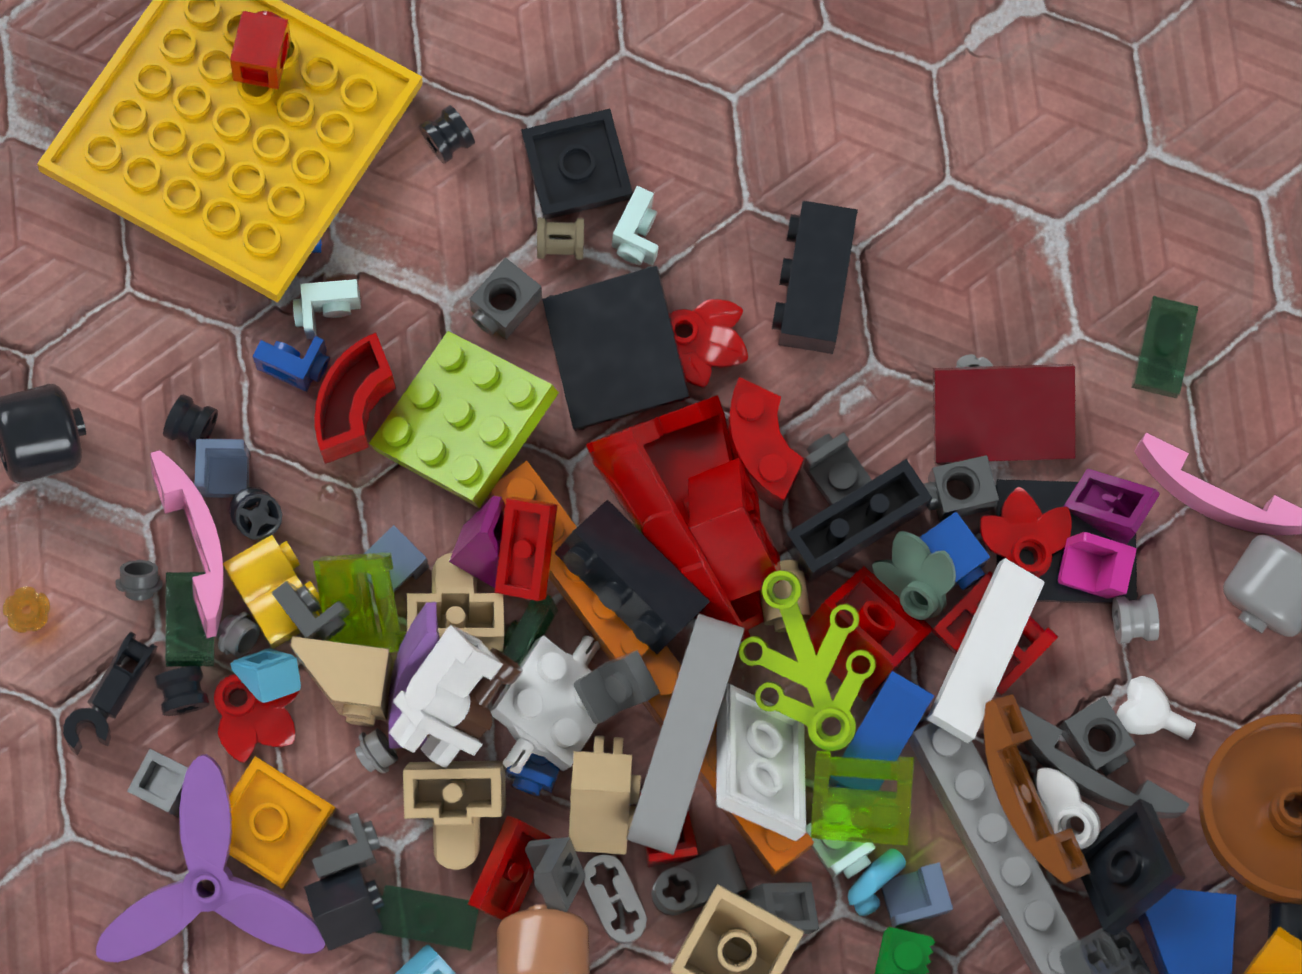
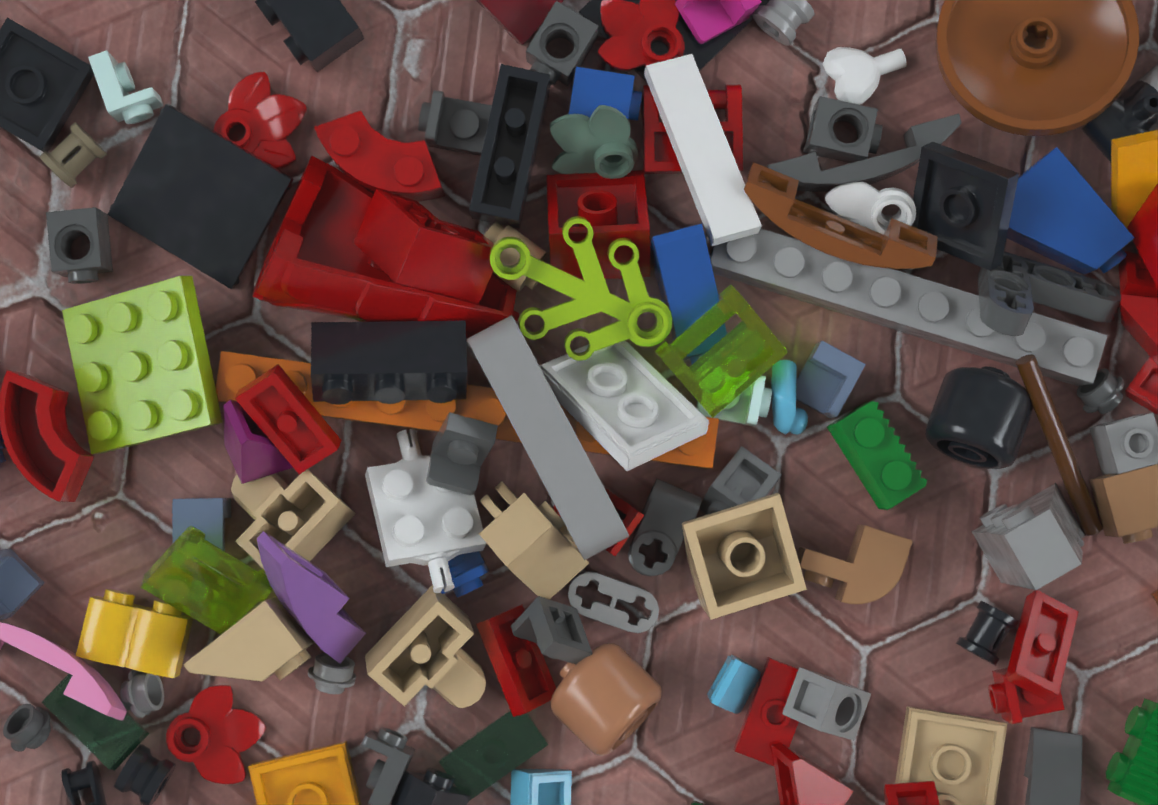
camera: 45 degrees left, 10 degrees up
(264, 517) = (67, 600): black wheel -> none
(268, 674) = (195, 701): medium azure slope -> none
(302, 608) = (169, 634): dark grey bracket -> none
(452, 697) = (348, 588): white hips -> none
(533, 625) = (351, 481): clear green plate -> none

